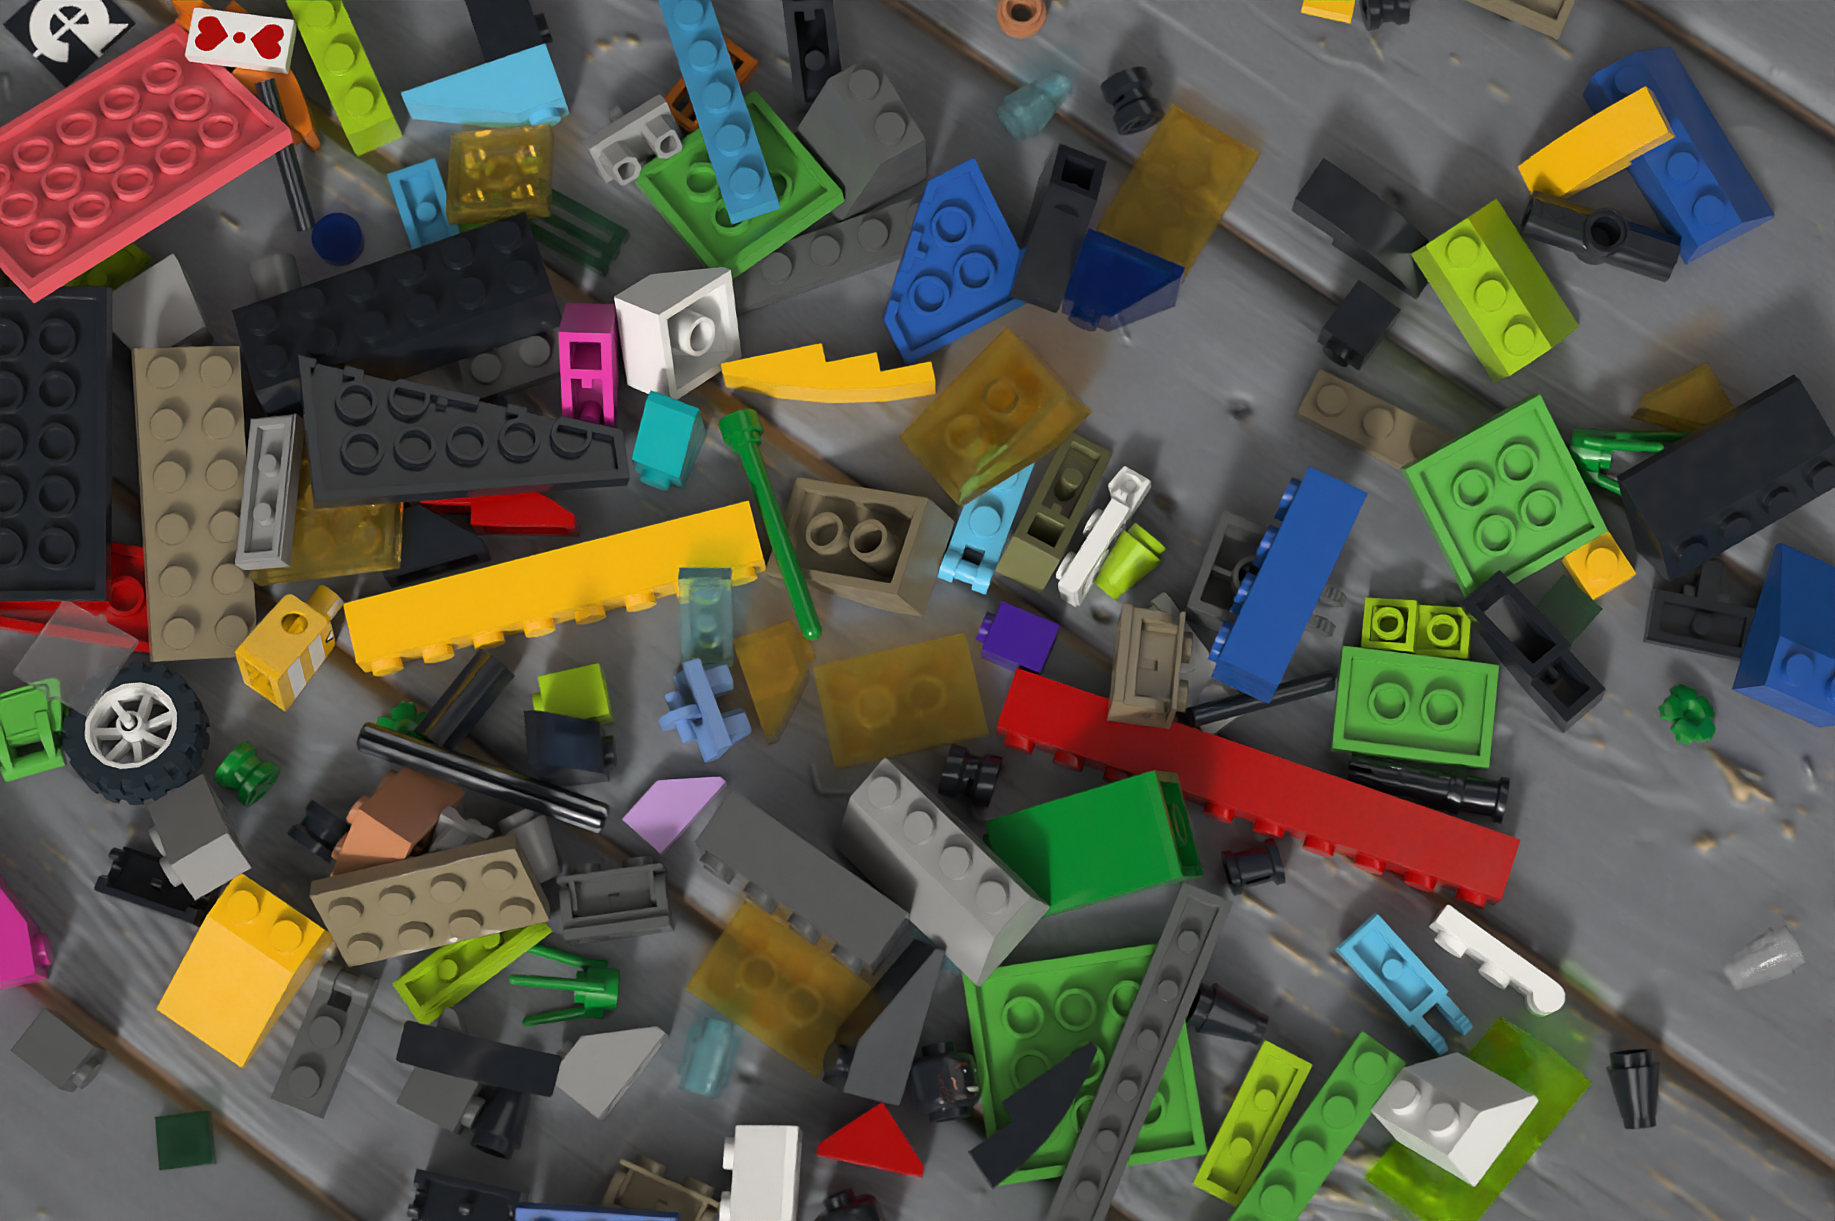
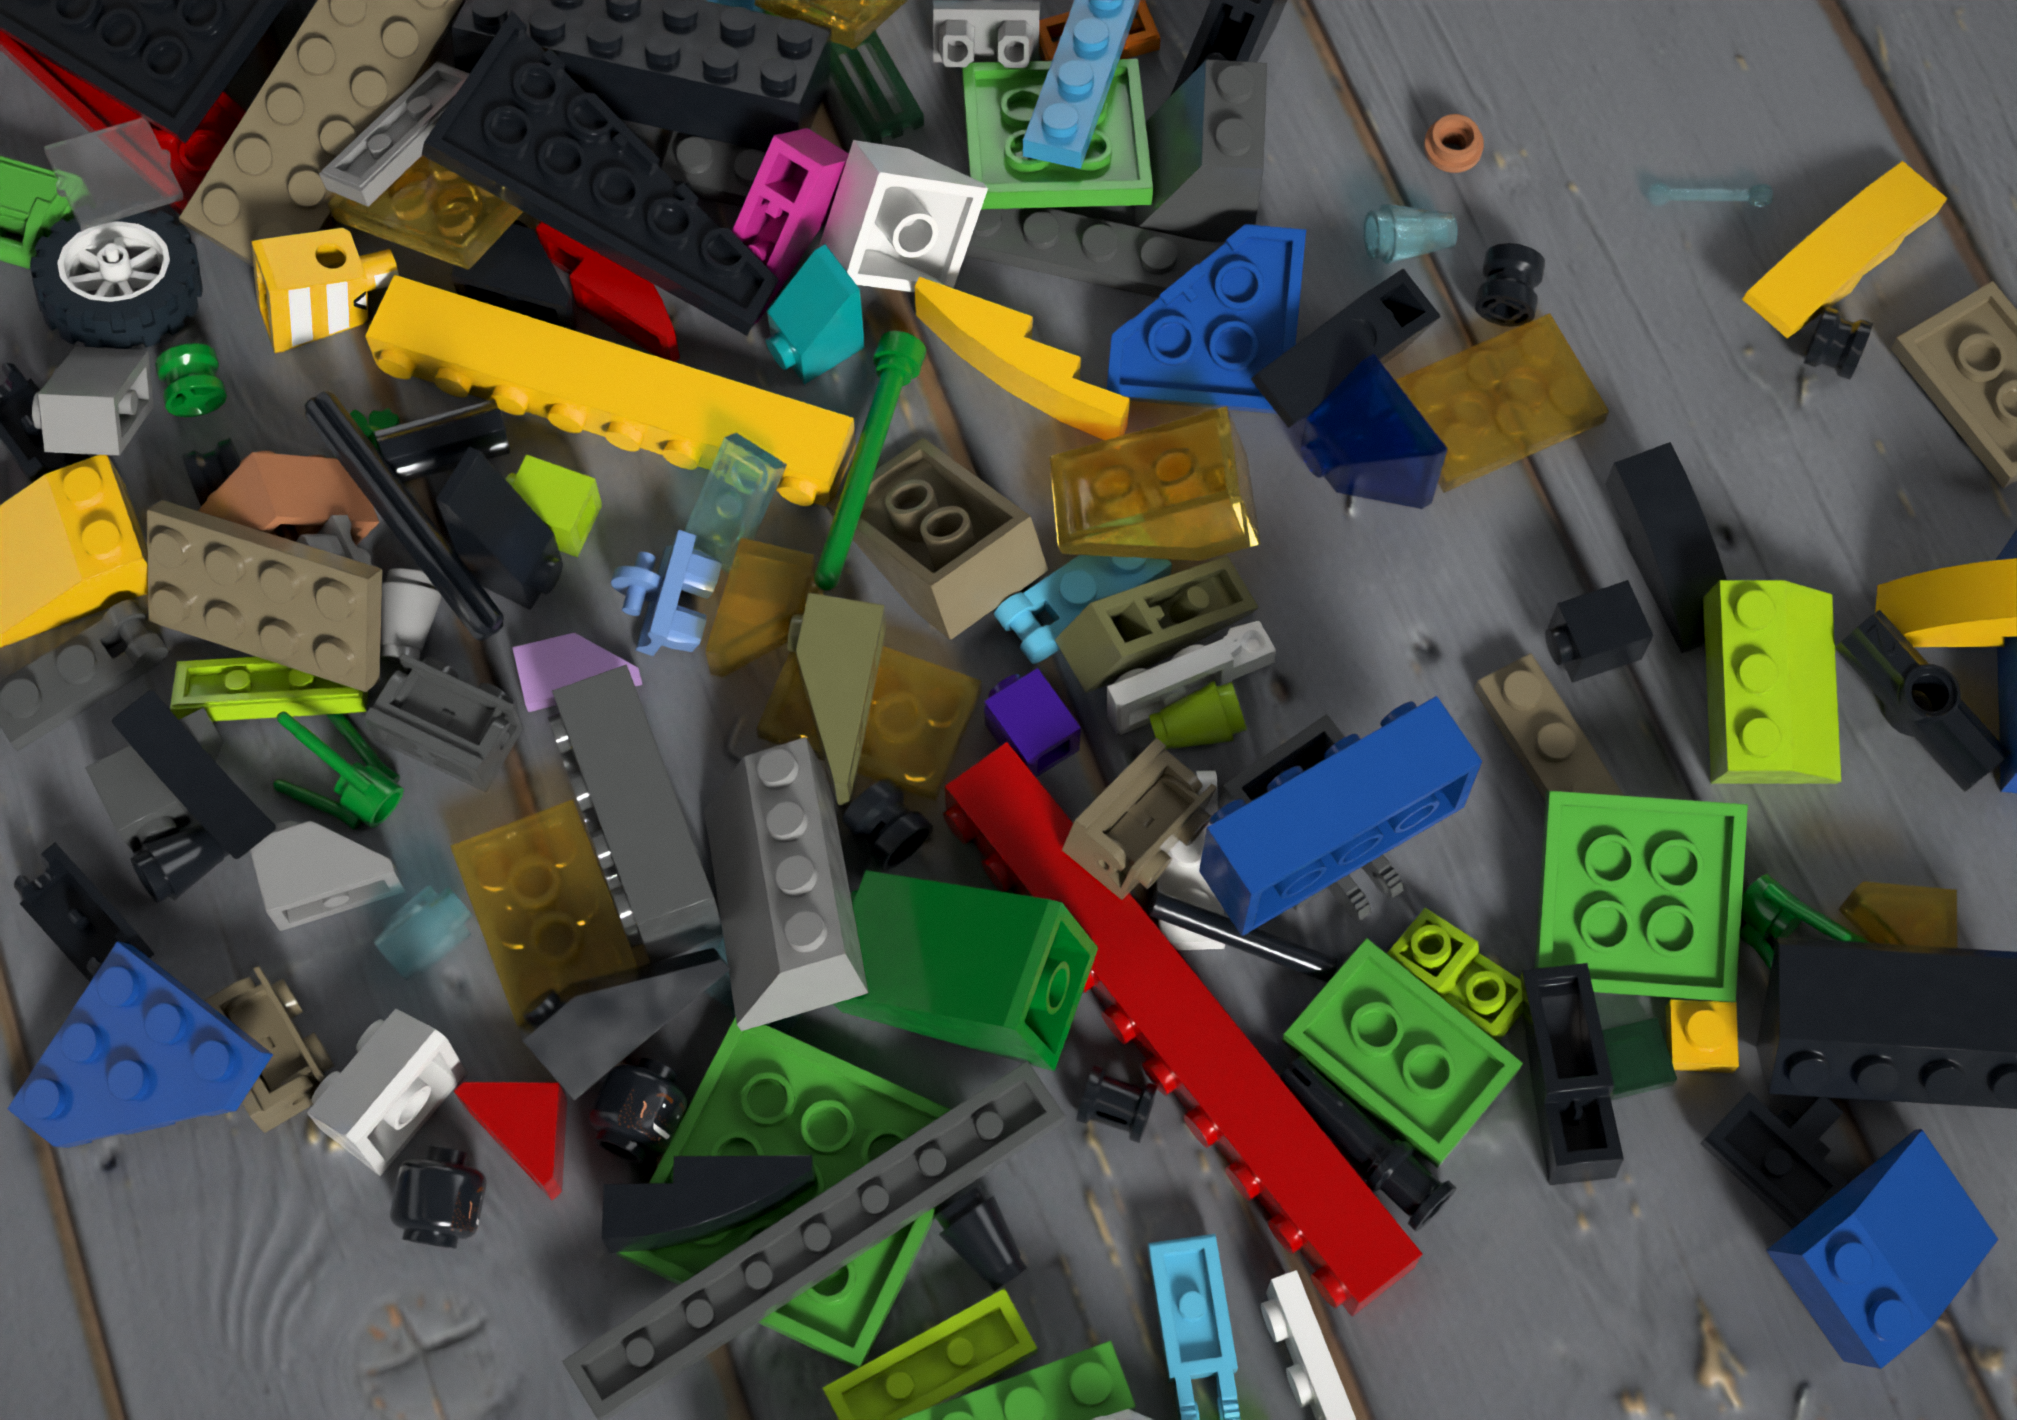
camera: 30 degrees right, 10 degrees down
(870, 697) = (838, 666): none -> olive slope
(1689, 715) = (1700, 1250): green plant -> none

